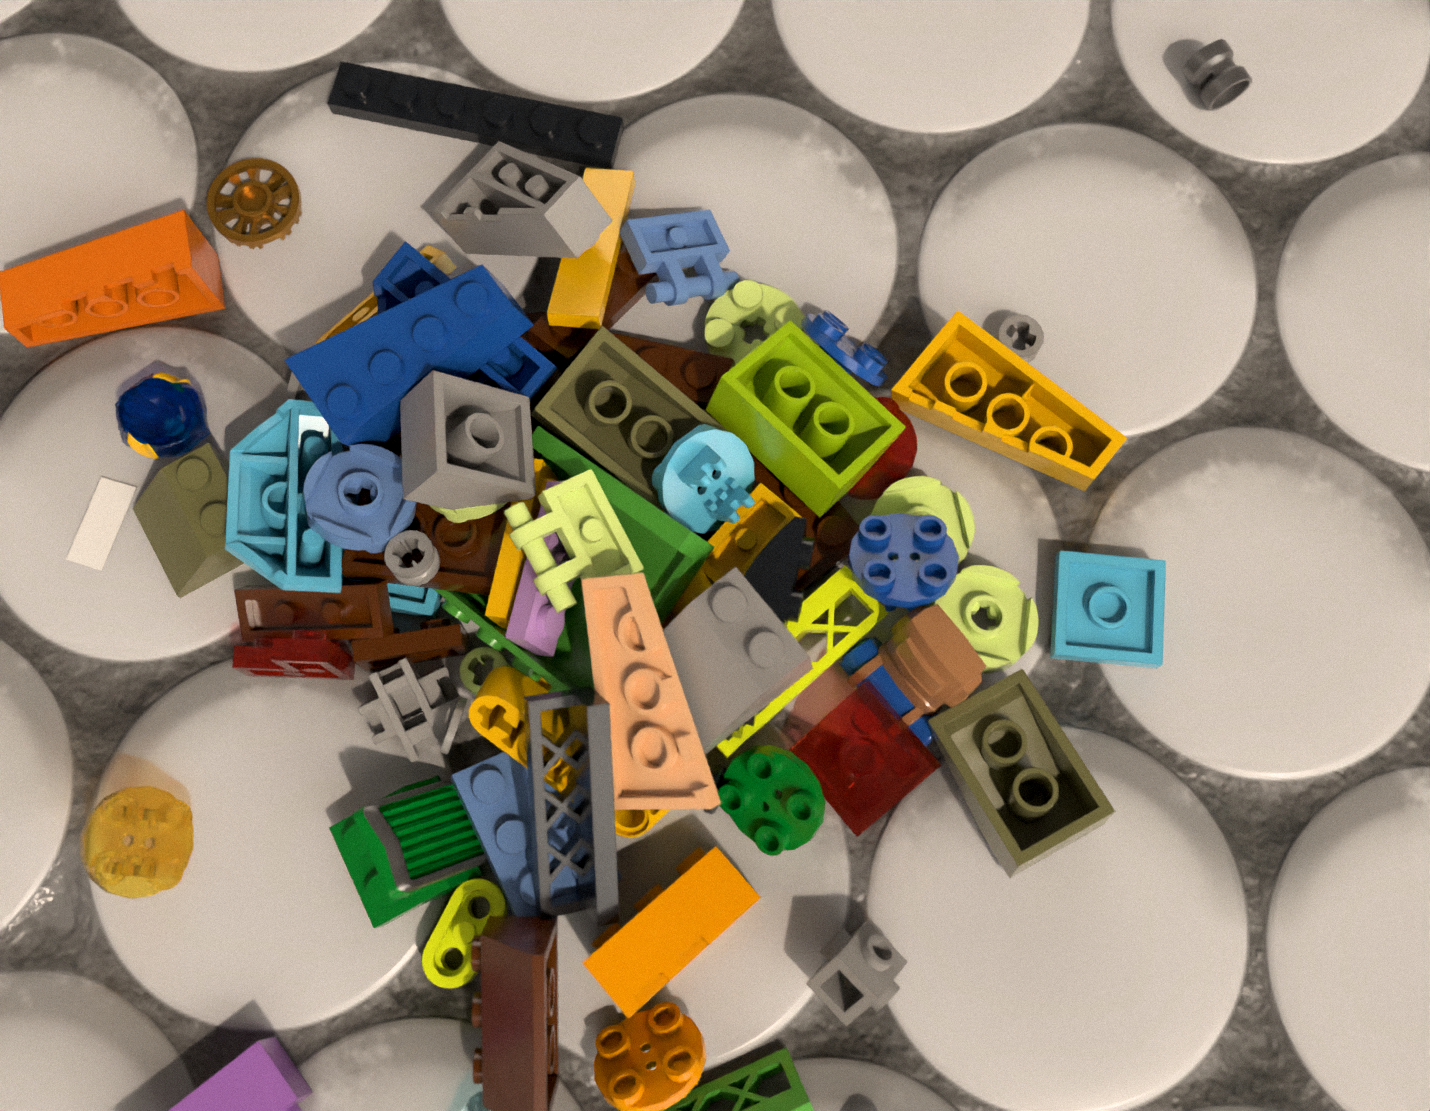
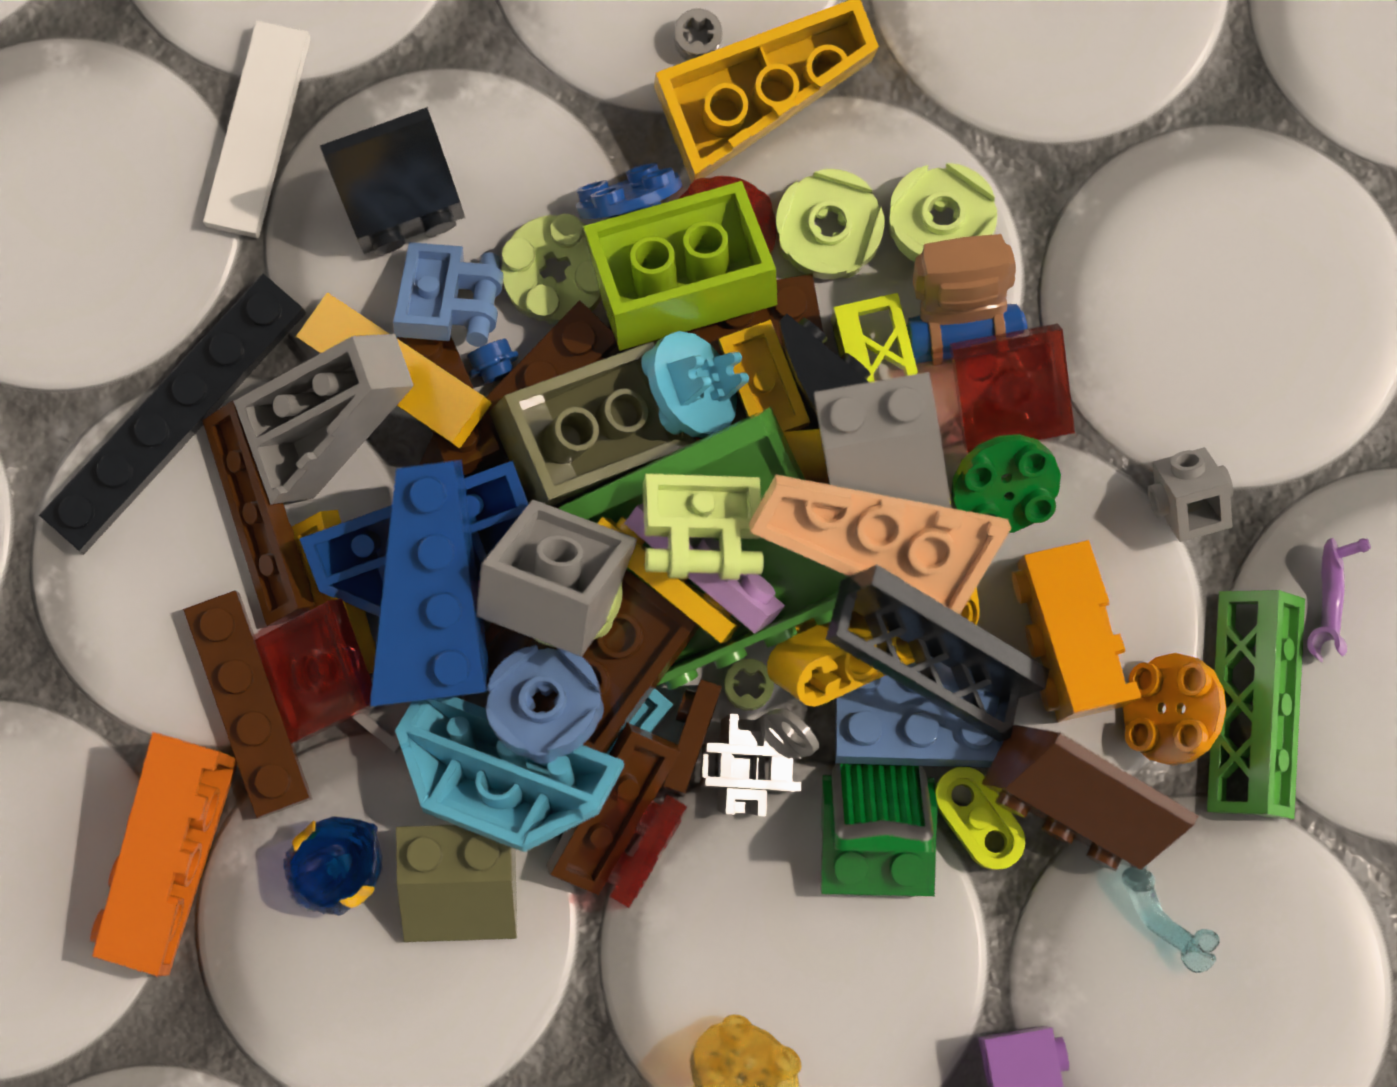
camera: 65 degrees left, 5 degrees up
(101, 523) = (399, 981): white sticker -> none
(254, 203) = (143, 675): pearl gold wheel -> none
(269, 290) = (247, 704): none -> reddish brown plate
(315, 313) = (316, 670): none -> clear red plate
(404, 543) = (625, 701): light grey bush -> none
(414, 222) = (261, 526): none -> reddish brown plate
(648, 323) = (492, 361): none -> blue plate
(738, 55) = (257, 129): none -> white tile
(744, 159) = (394, 182): none -> black slope
(905, 539) = (843, 241): blue plate -> none
(1019, 773) = (1097, 262): olive slope -> none
(1108, 609) = (991, 104): medium azure plate -> none

